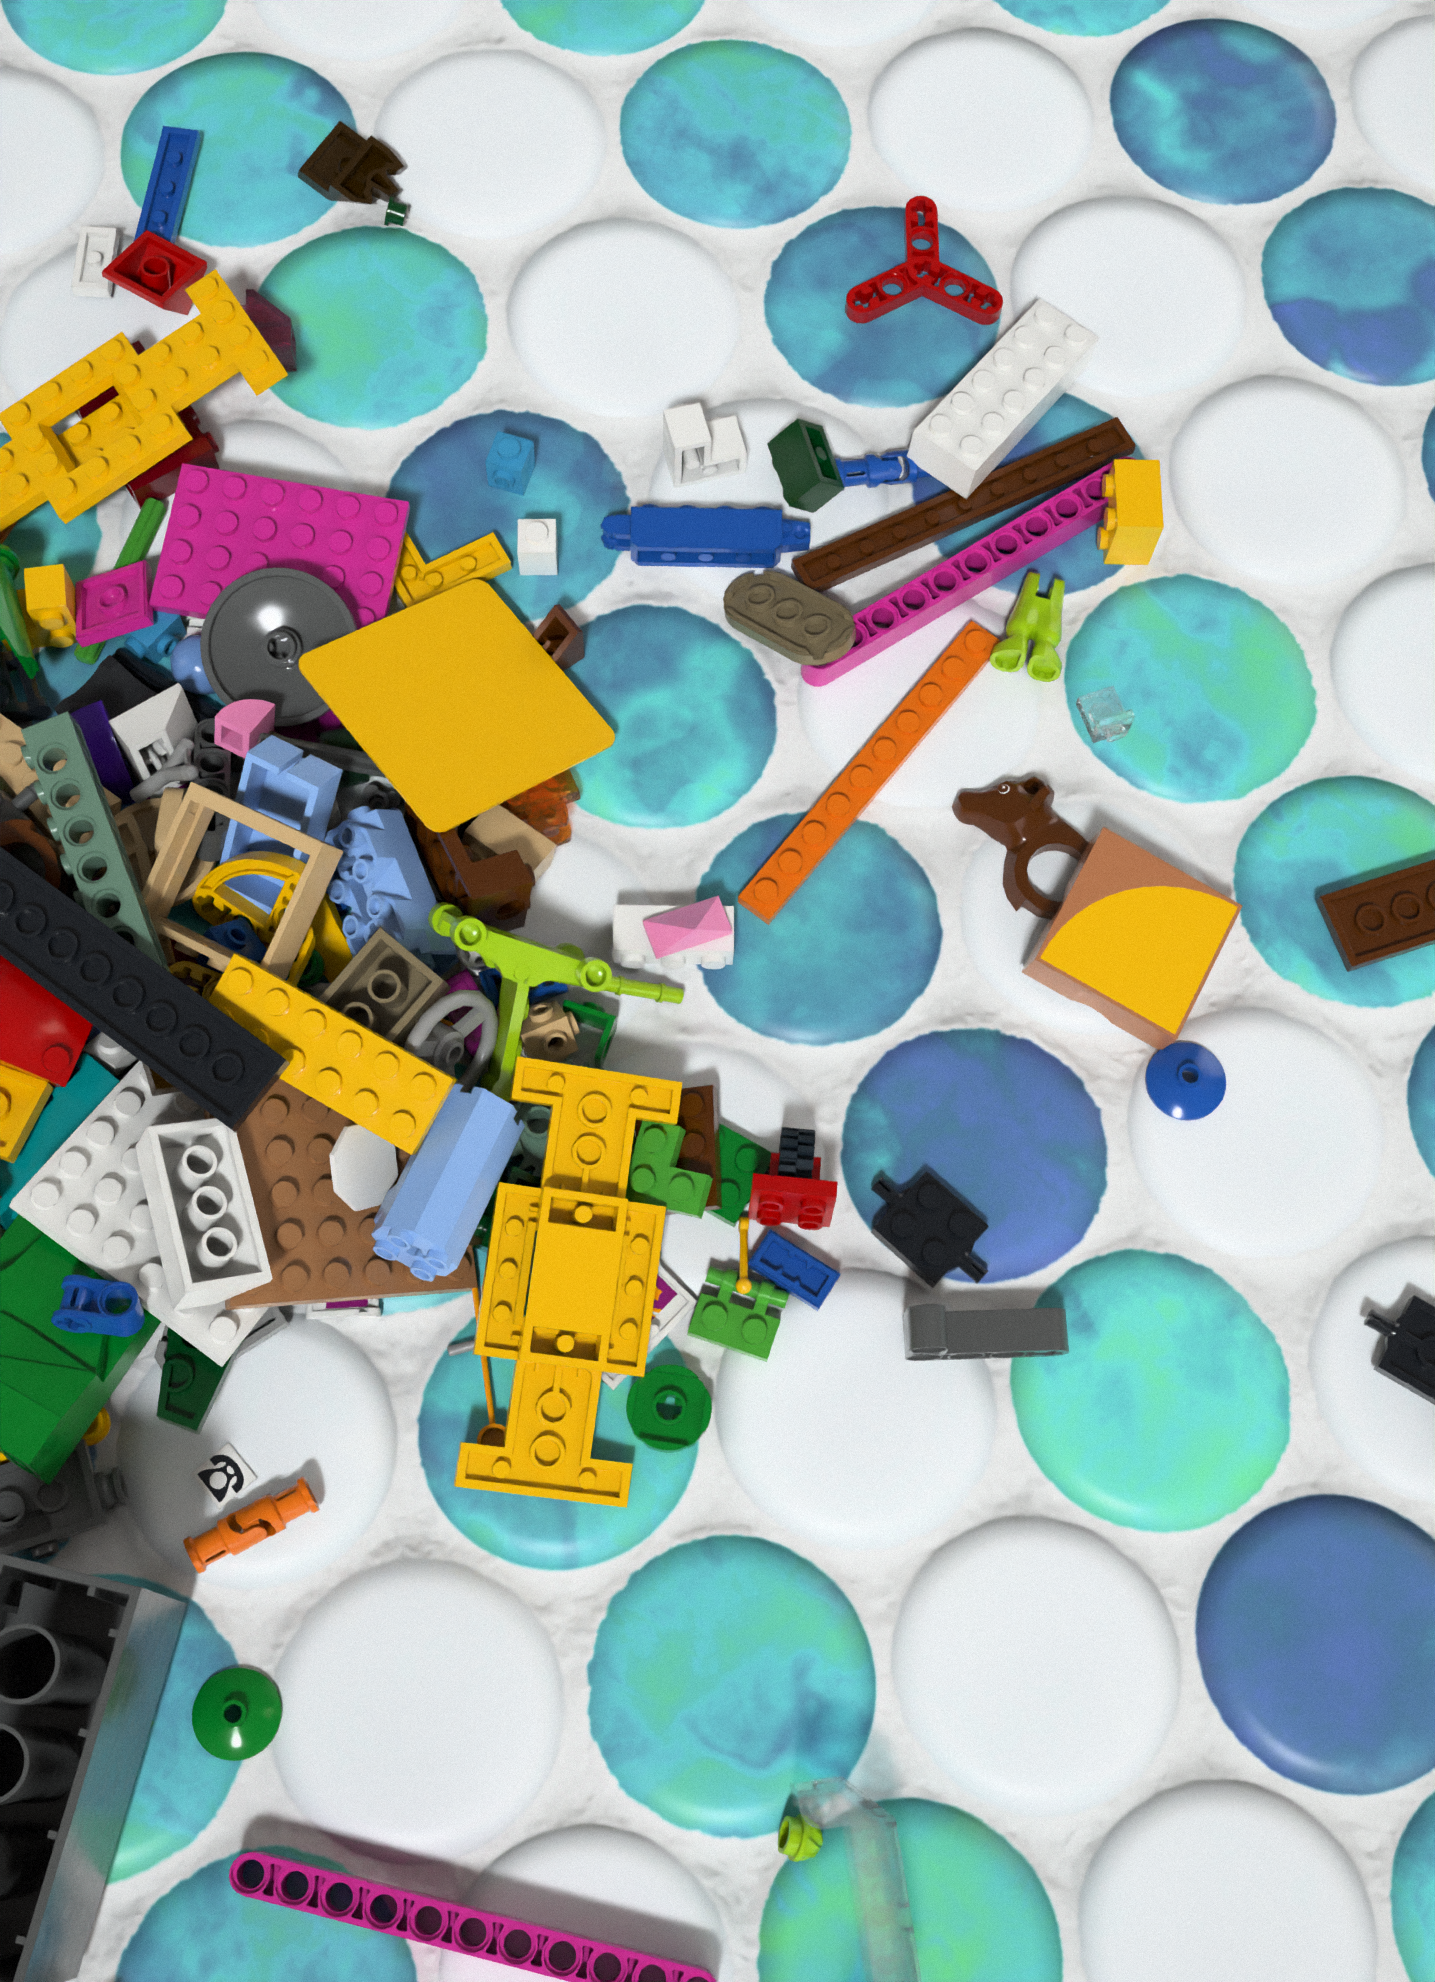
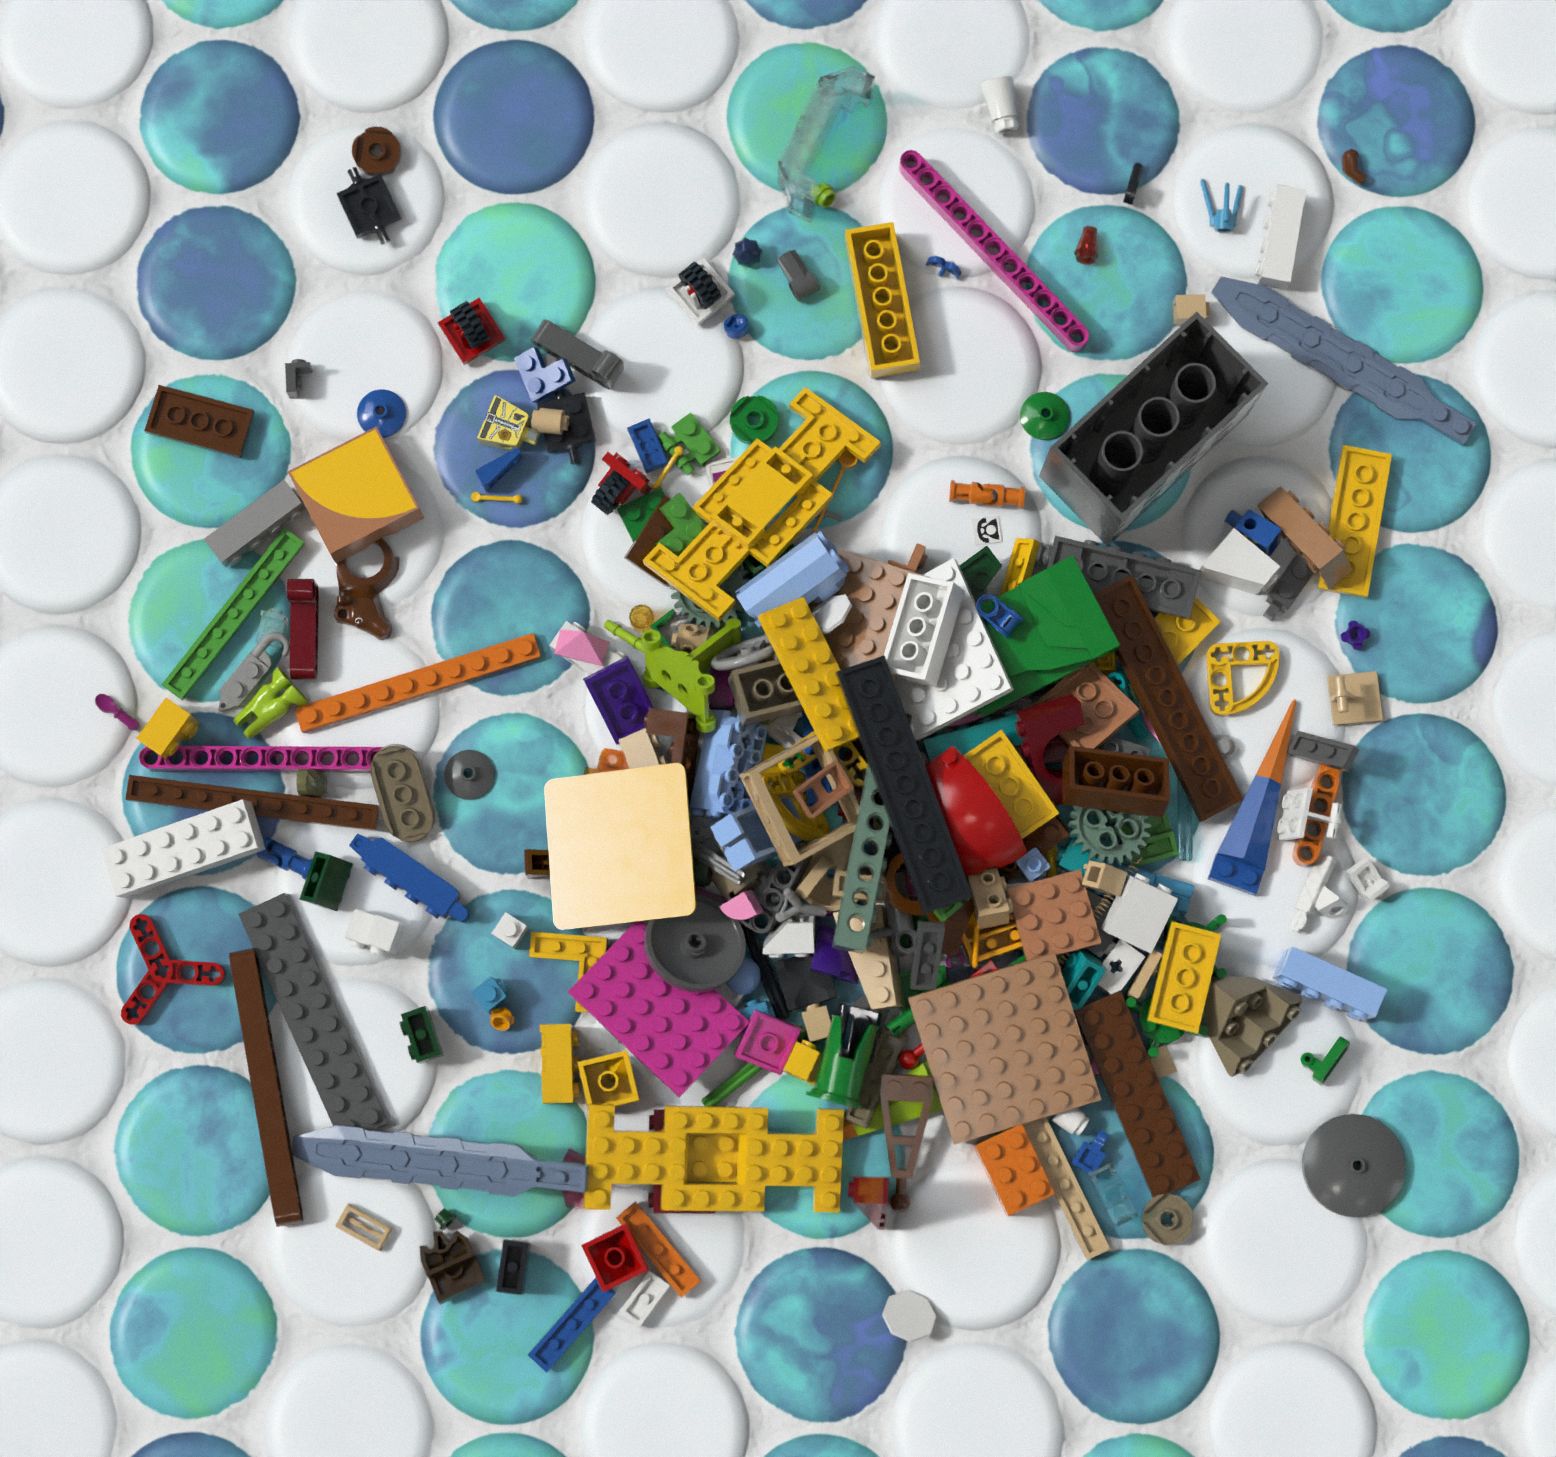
camera: 145 degrees left, 10 degrees up
(63, 667) = (816, 1022): none -> tan brick
(104, 316) = (659, 1249): none -> orange plate
(135, 1438) = (1020, 563): none -> yellow plate
(201, 897) = (825, 799): none -> nougat piece
(274, 200) = (513, 1267): none -> black brick
(292, 445) = (609, 1079): none -> yellow slope
(298, 1355) = (916, 561): none -> nougat plate
(371, 439) = (559, 1063): none -> yellow wedge
(431, 241) = (435, 1161): none -> sand blue plate
(476, 449) = (501, 1018): none -> light orange plate
(485, 162) = (383, 1237): none -> tan tile
(537, 1855) = (944, 265): none -> blue piece
(560, 370) = (421, 1034): none -> dark green brick
(589, 899) = (619, 698): none -> dark purple tile
(596, 1721) = (882, 300): none -> yellow brick
(639, 1020) = (640, 613): none -> clear yellow wheel
(710, 226) = (266, 1087): none -> reddish brown beam
(710, 328) = (312, 1015): none -> dark grey plate
(725, 718) = (478, 783): none -> dark grey dish
(742, 1672) = (801, 281): none -> dark grey piece
(789, 1533) = (736, 326): none -> blue tile
(850, 1660) = (747, 252): none -> dark blue piece
(877, 1550) = (700, 291): none -> plate
(911, 561) = (311, 783): none -> olive rock
(951, 1202) = (549, 421): none -> tan brick
(975, 1052) = (476, 497): none -> yellow hinge
(978, 1087) = (496, 469): none -> blue slope
(1006, 1166) = (506, 426): none -> torso
(1013, 1262) = (543, 380): none -> plate
(1064, 739) = (304, 617): none -> dark red beam
(1088, 648) = (250, 672): none -> light grey plate
(1154, 1269) = (471, 330): none -> red plate
(1166, 708) = (233, 614): none -> bright green plate
(1226, 512) = (107, 705): none -> magenta piece
(1231, 817) = (254, 524): none -> light grey brick
(1336, 1042) = (294, 381): none -> dark grey bracket

